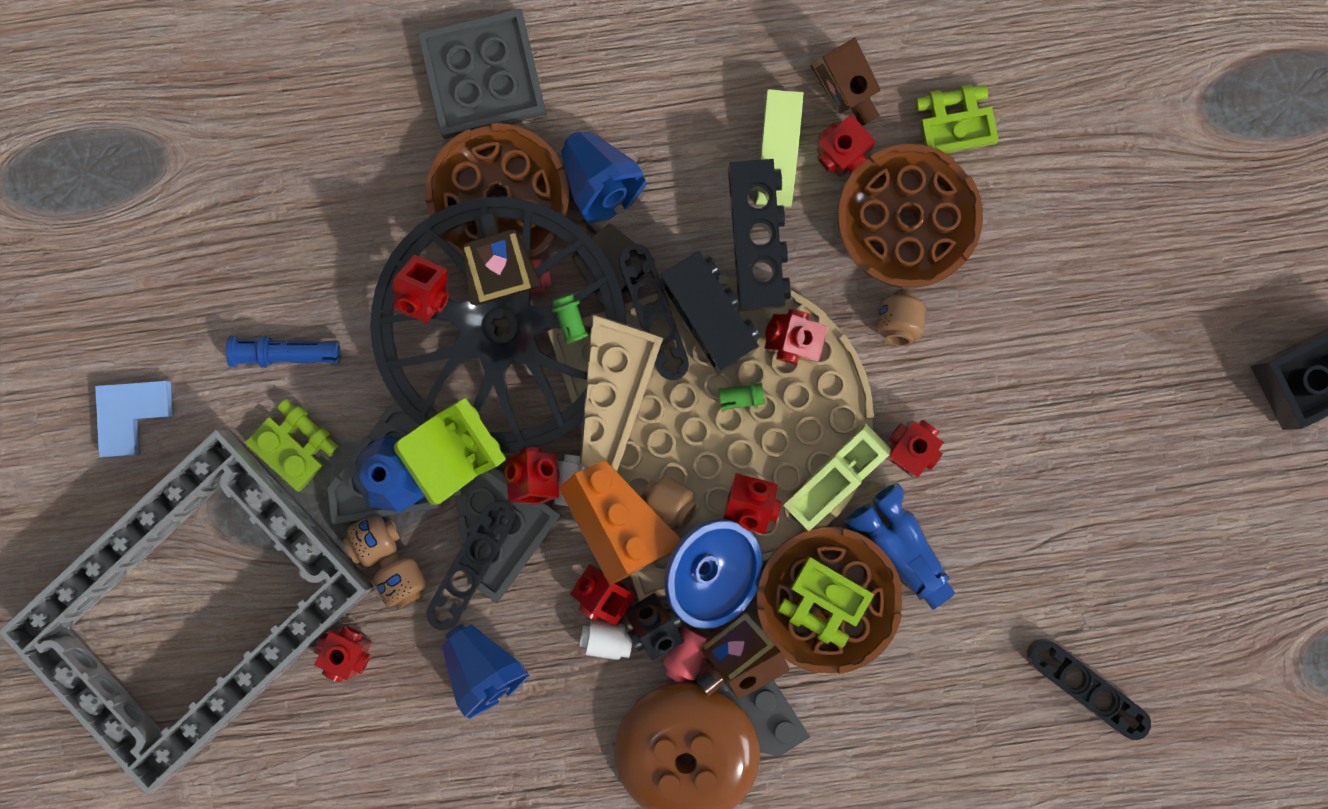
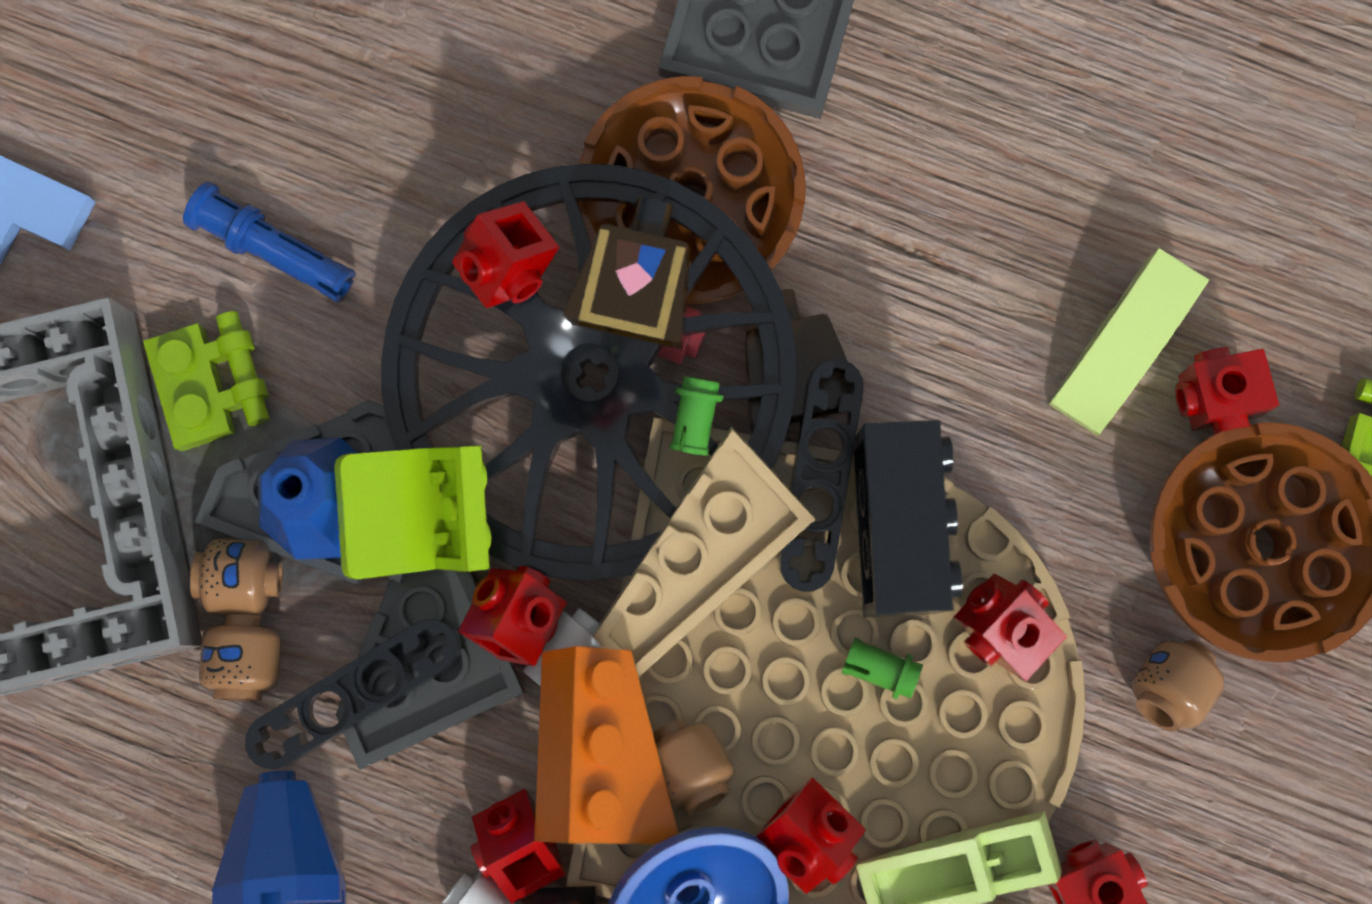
camera: 30 degrees right, 5 degrees down
(351, 644) = (117, 719): red brick -> none
(600, 176) = (850, 243): blue cone -> none
(743, 179) = (1087, 371): black brick -> none
(845, 67) = (1282, 297): reddish brown torso -> none

